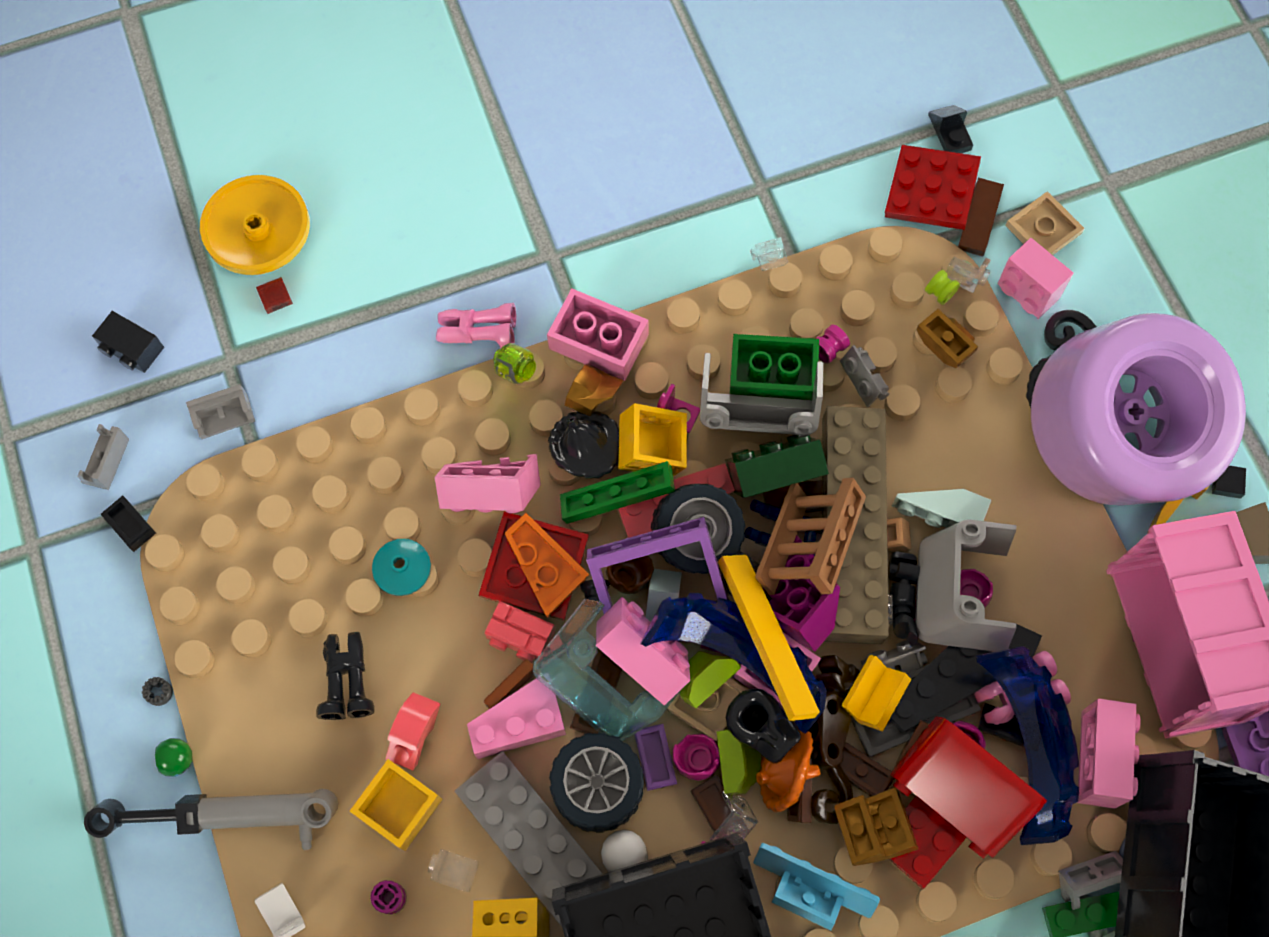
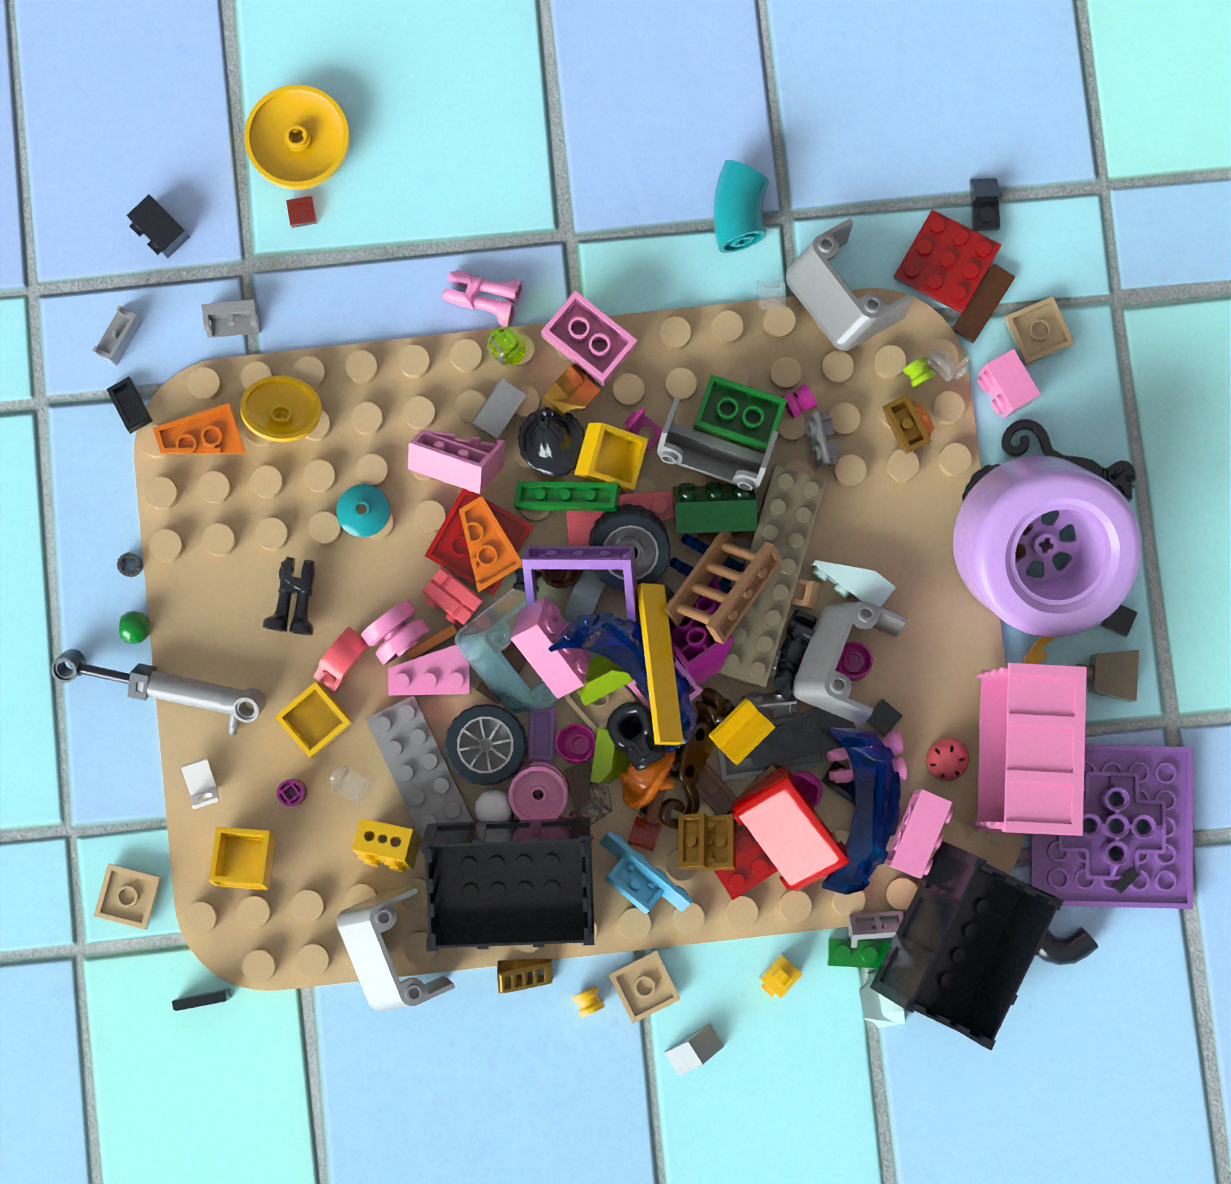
camera: 10 degrees right, 15 degrees up
(211, 528) = (201, 433): none -> orange wing
(289, 480) = (278, 399): none -> yellow dish
(465, 682) = (394, 630): none -> bright pink wheel
(521, 427) = (498, 409): none -> light grey hinge
(660, 805) = (539, 776): none -> bright pink wheel
(714, 182) = (739, 207): none -> teal brick
(801, 839) = (644, 834): none -> clear red tile
(835, 241) = (829, 299): none -> light grey windscreen
(1106, 671) = (947, 760): none -> coral helmet

